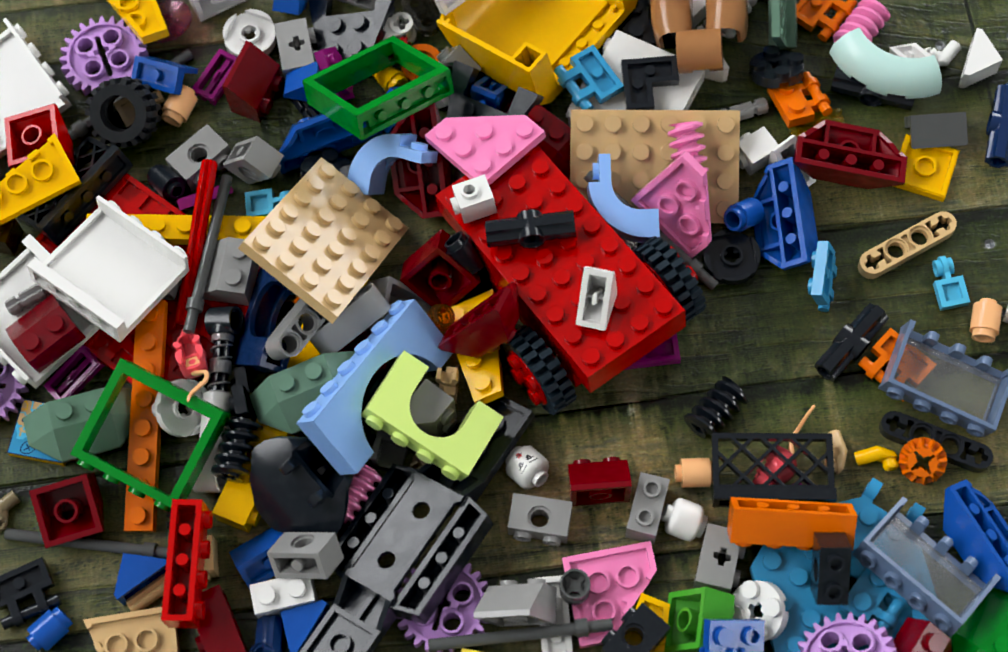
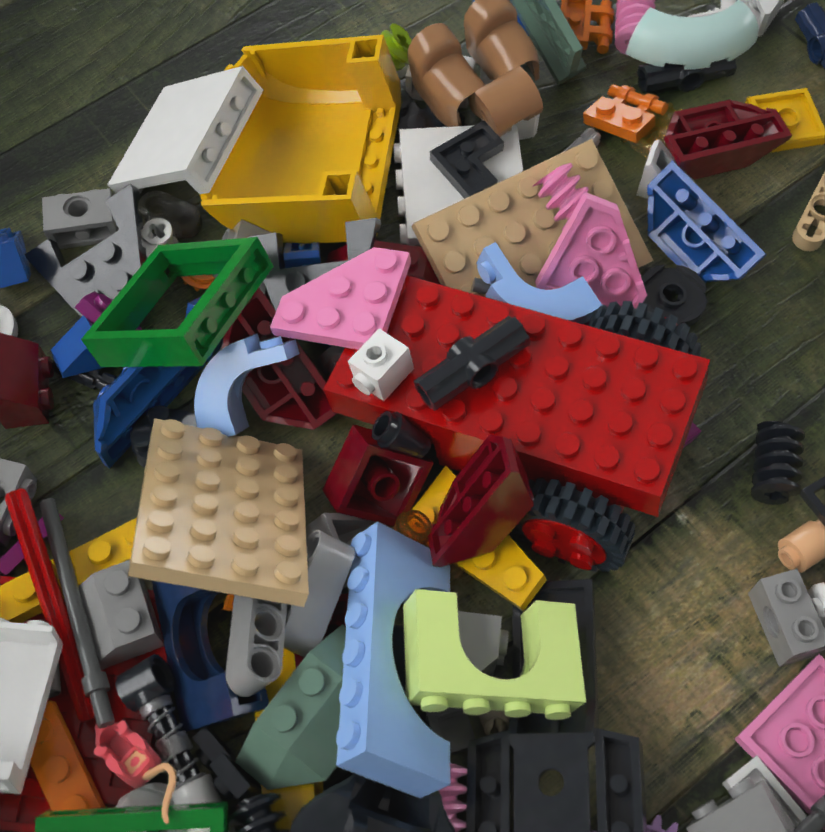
camera: 35 degrees left, 5 degrees down
(253, 160) = (69, 466): light grey brick -> none
(262, 201) = (108, 512): medium azure plate -> none
(294, 36) = (43, 314): light grey brick -> none
(390, 78) = (177, 298): yellow cone -> none
(448, 381) = (470, 596): tan plate -> none
(527, 467) = (623, 650): white head -> none
(527, 507) = (695, 686): light grey brick -> none
(574, 581) = (793, 758): dark grey wheel -> none
(596, 75) = (411, 179): dark azure plate -> none
(596, 298) = (611, 396): white slope -> none
(599, 481) = (716, 617): dark red slope -> none
(744, 214) = (659, 245): blue brick -> none
(755, 150) = (626, 173): white brick -> none
(776, 67) = (583, 93): black plate -> none
(824, 271) = (784, 265): dark azure plate -> none
(937, 130) = (775, 77): dark grey panel -> none

